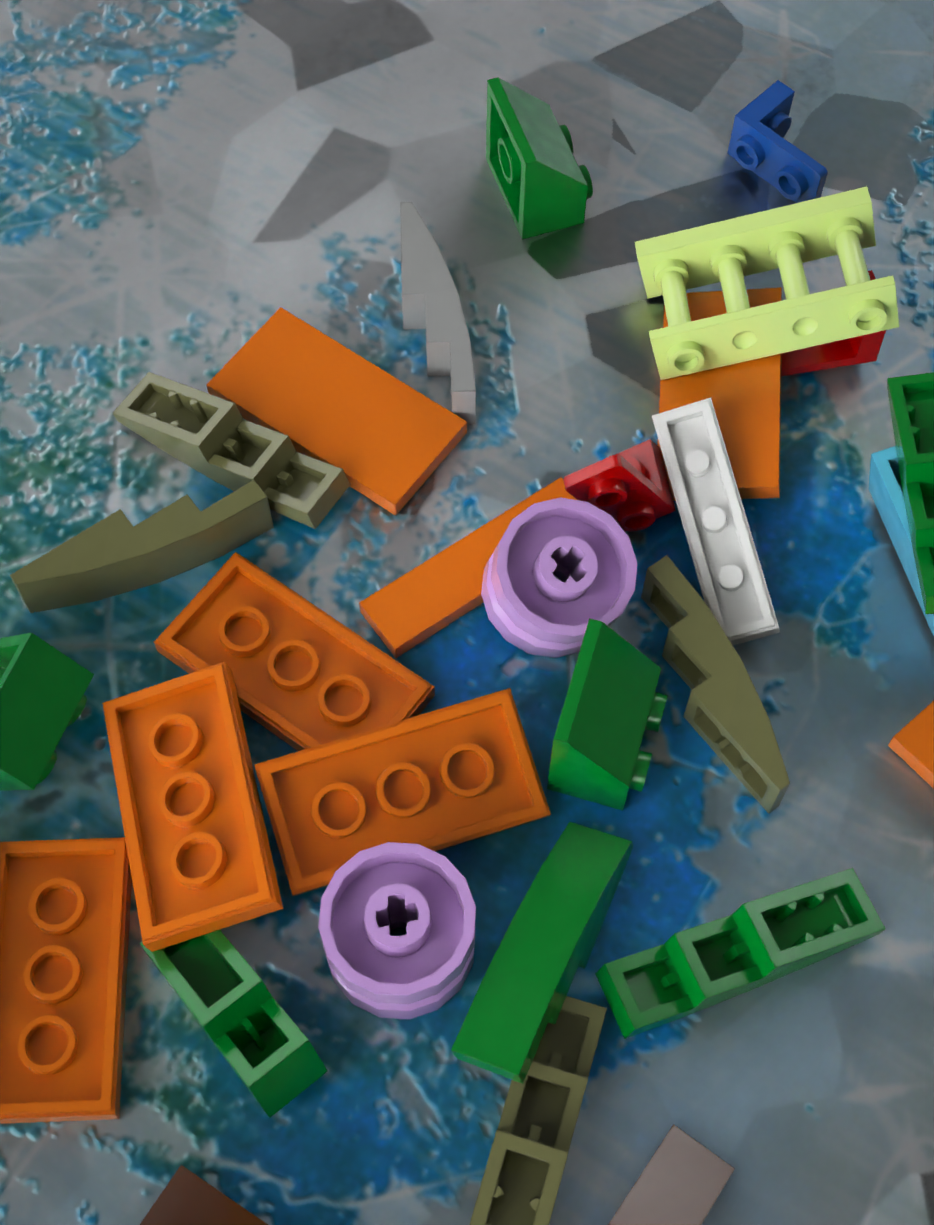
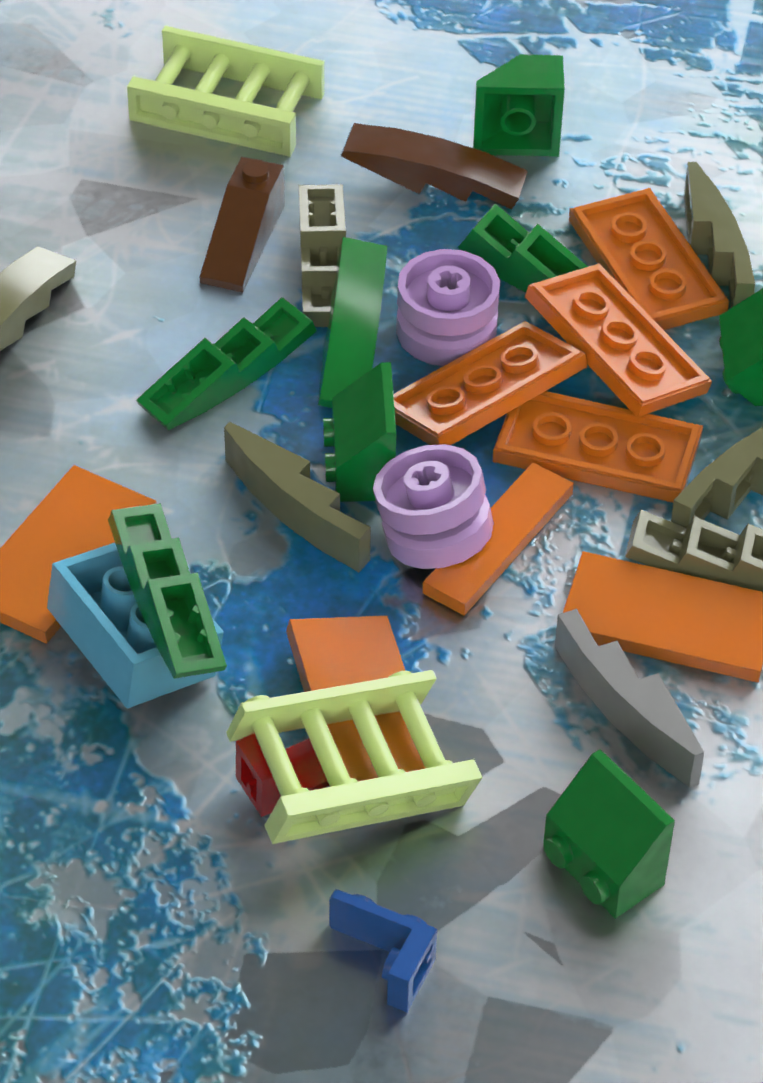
camera: 160 degrees right, 15 degrees down
(626, 486) = (396, 588): red bracket -> none
(715, 521) = (333, 593): white tile -> none

